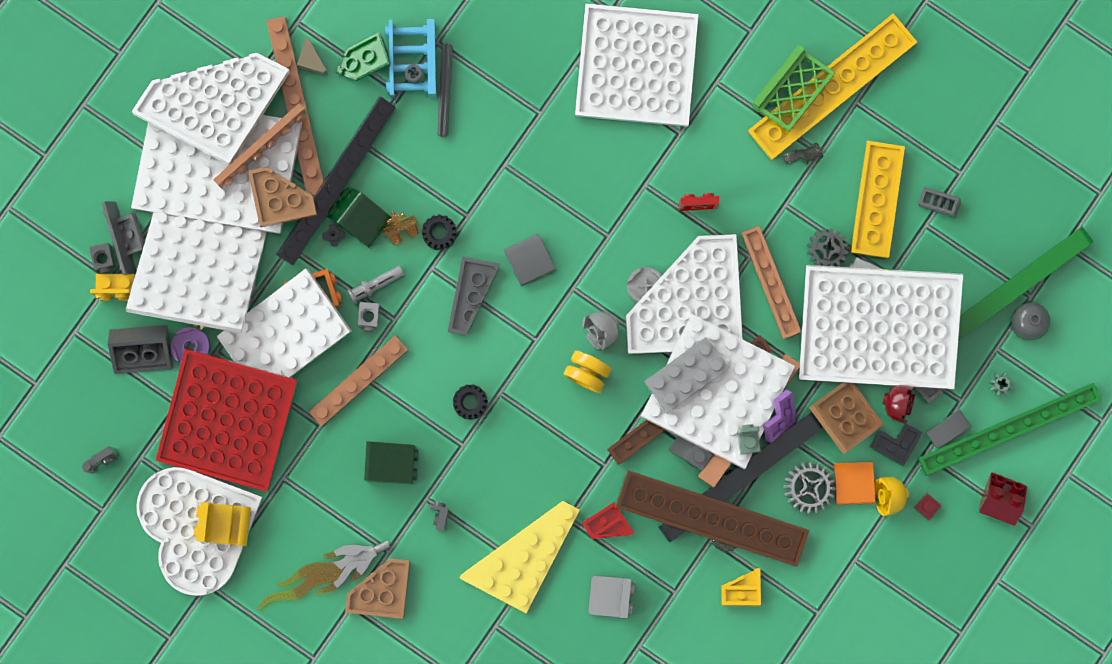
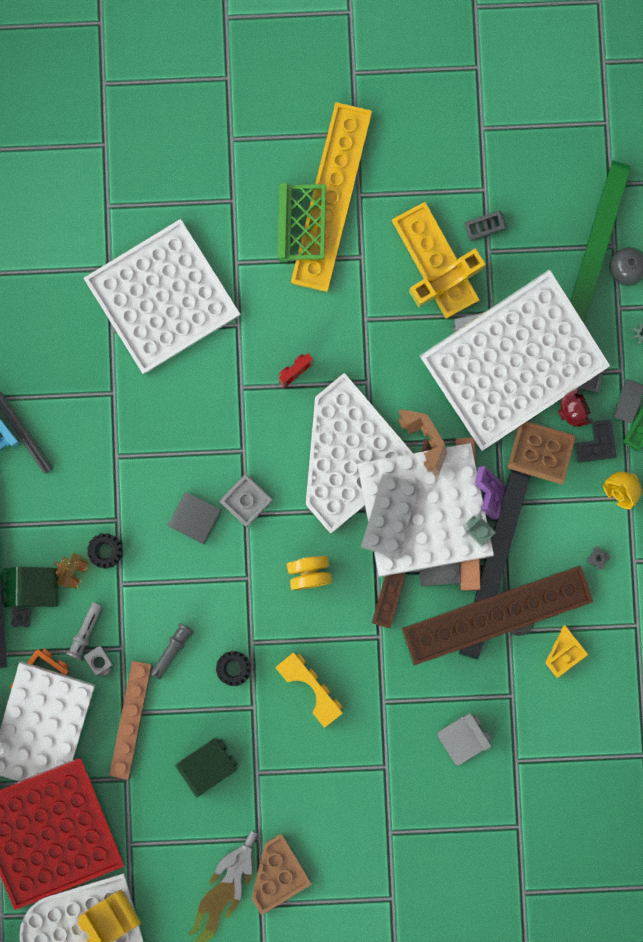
camera: 30 degrees left, 0 degrees up
(441, 347) = (176, 643): none -> dark grey pin
(441, 518) = (281, 780): dark grey bracket -> none
(471, 289) = (165, 575): dark grey wing -> none
(517, 439) = (294, 670): none -> yellow arch
(521, 563) = (373, 767): light yellow wing -> none
(580, 277) = (246, 500): none -> light grey plate
(601, 329) = (295, 530): light grey cylinder -> none
(607, 523) = (417, 682): red wing -> none
(641, 282) = (298, 468): light grey tile -> none
(763, 316) = (415, 421): none -> medium nougat slope
(771, 282) = (400, 390): nougat plate -> none
(804, 480) = (564, 534): light grey gear -> none
(806, 155) = (352, 267): clear smoke connector -> none
(822, 535) = (598, 553): none -> dark grey plate
(835, 250) = (435, 324): dark grey gear -> none
(854, 483) = (588, 500): orange slope -> none
(885, 222) = (448, 278): none -> yellow arch

